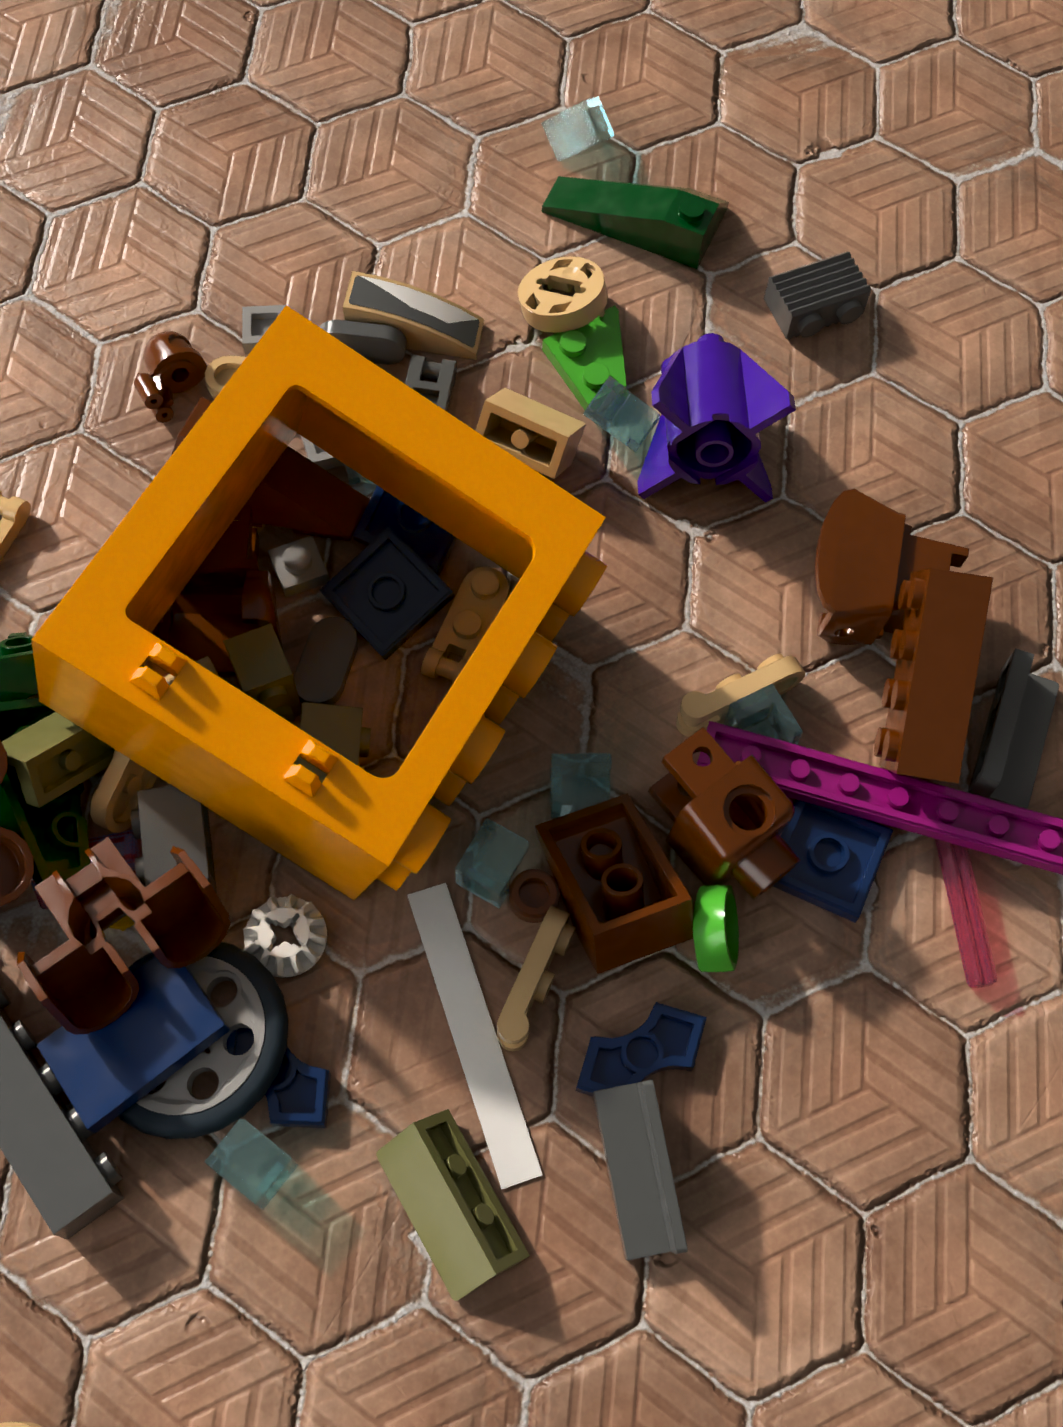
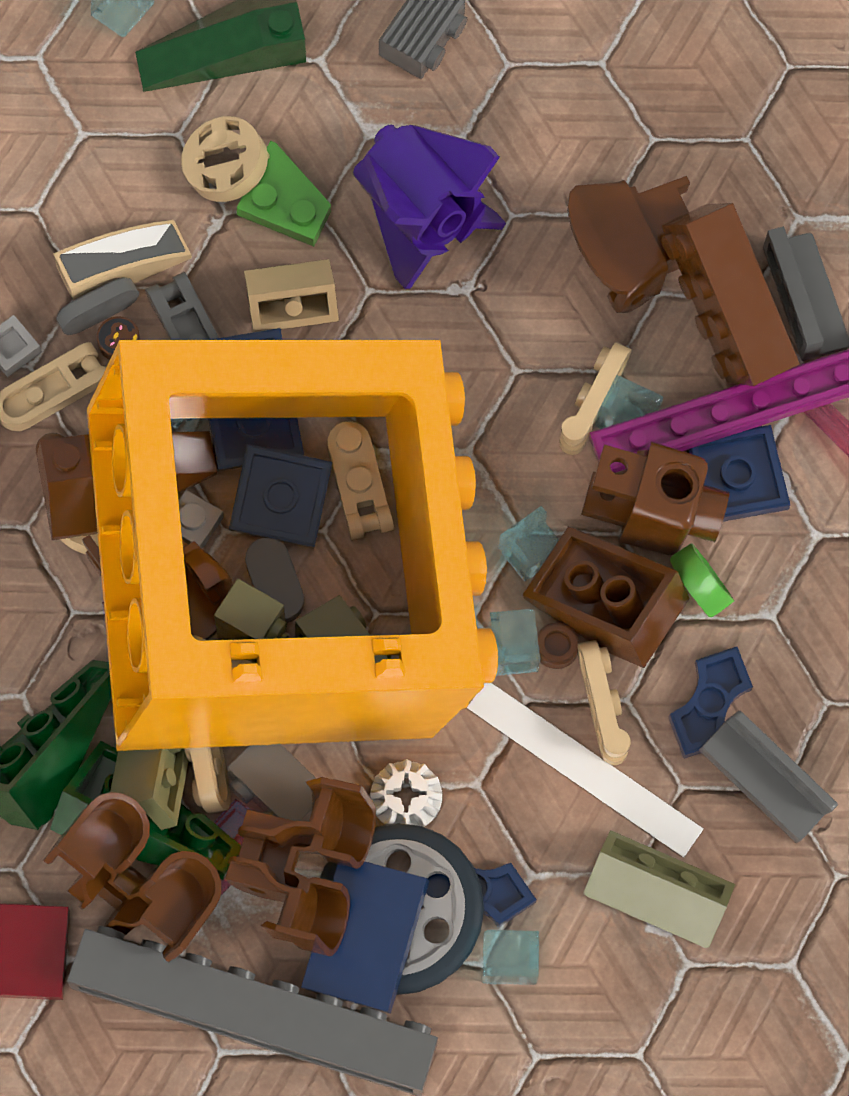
camera: 35 degrees left, 5 degrees up
(622, 414) = (349, 232): clear light blue panel -> none

